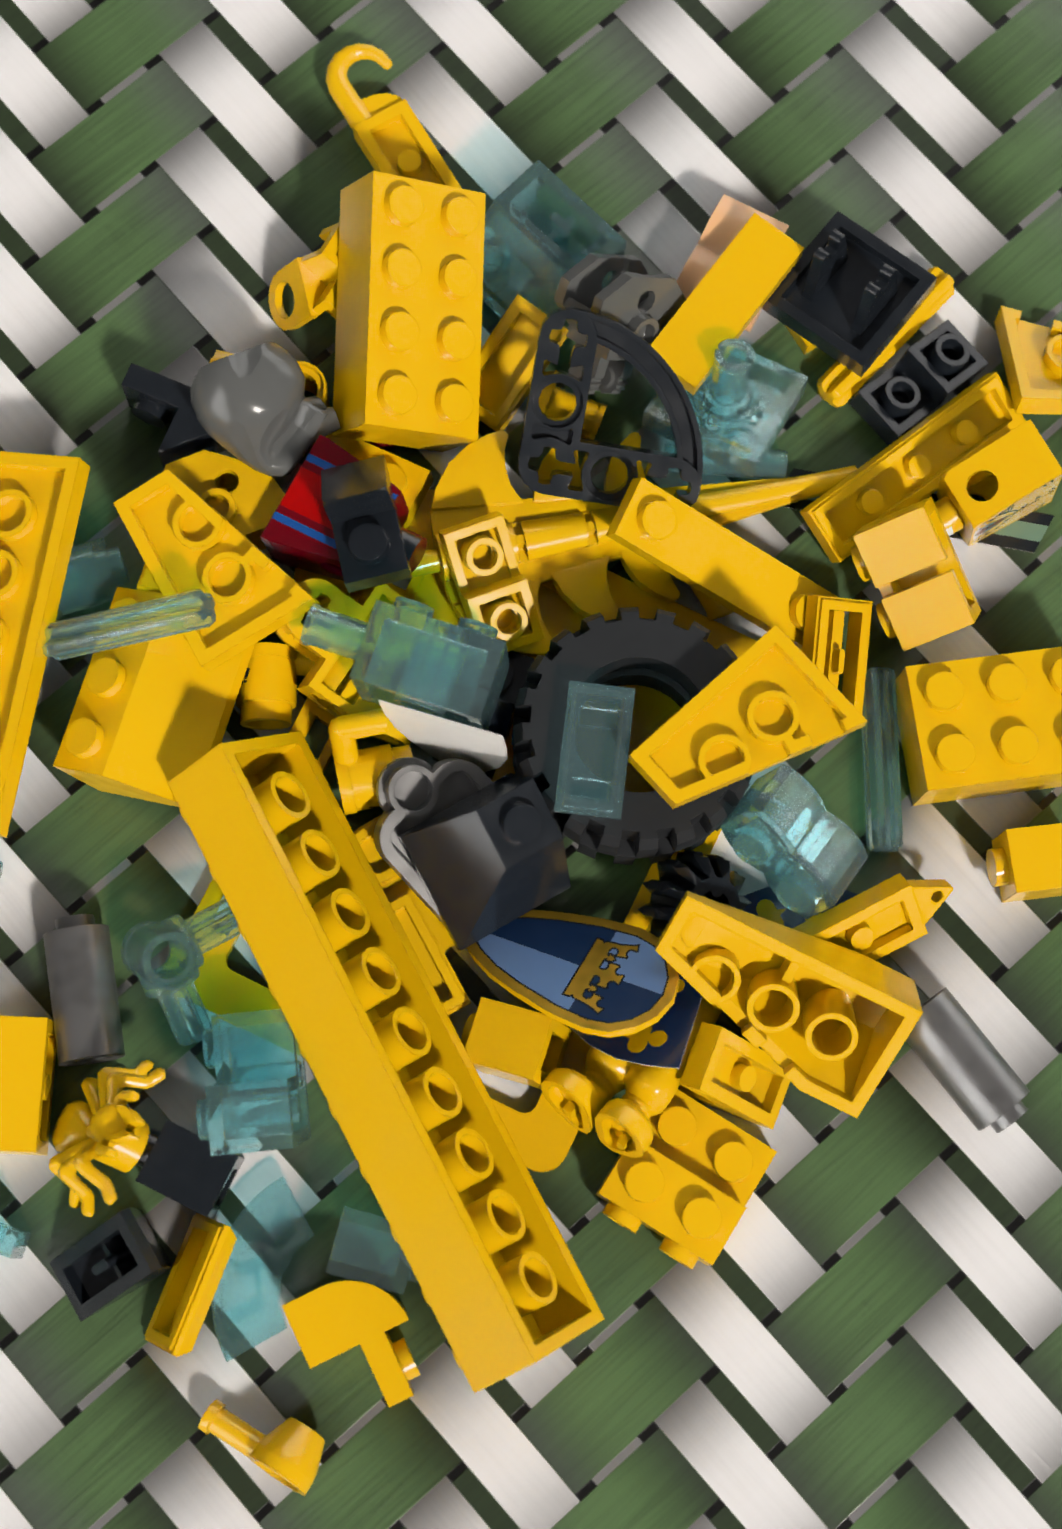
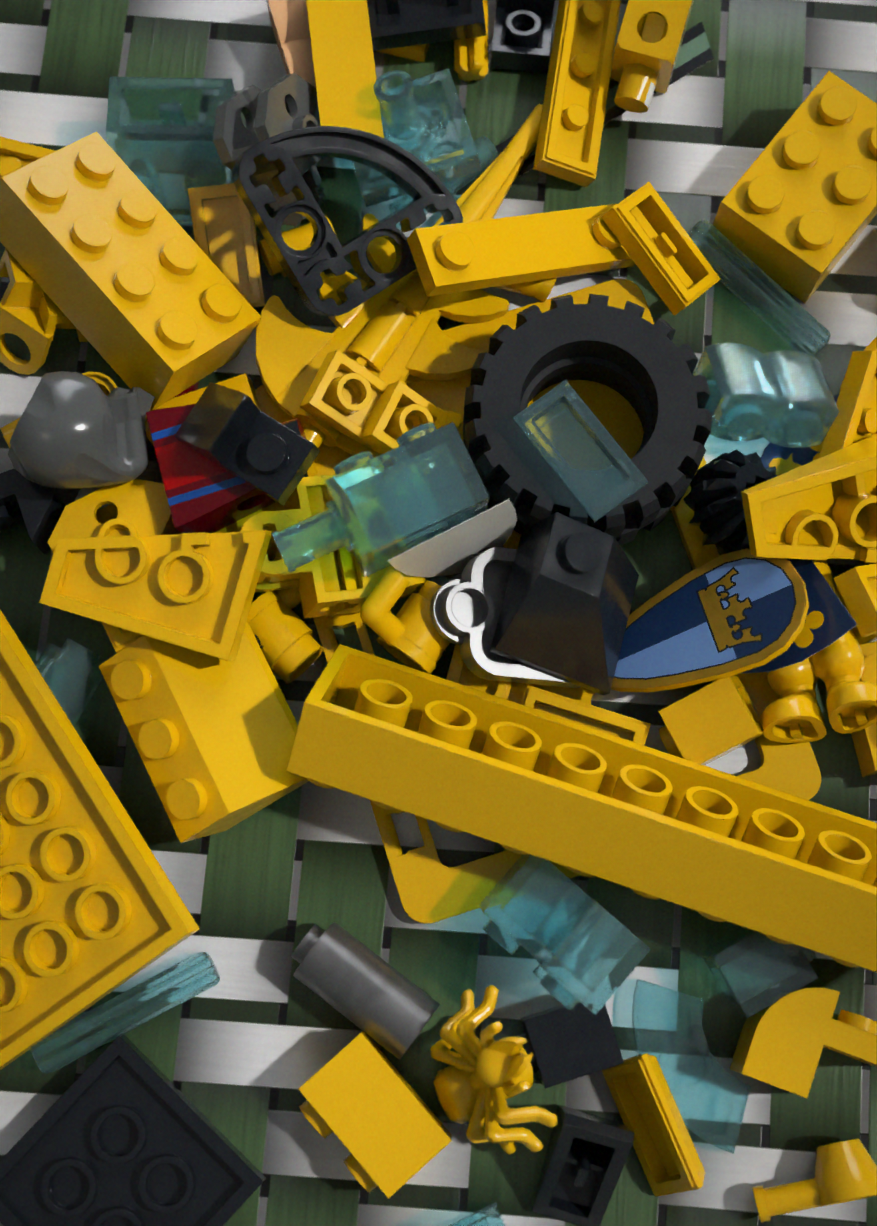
camera: 35 degrees left, 0 degrees up
(129, 624) = (142, 680): clear light blue axle -> none
(175, 978) = (421, 903): clear light blue axle -> none
(745, 721) = (665, 331): yellow wing -> none
(916, 575) = (662, 134): yellow piece -> none

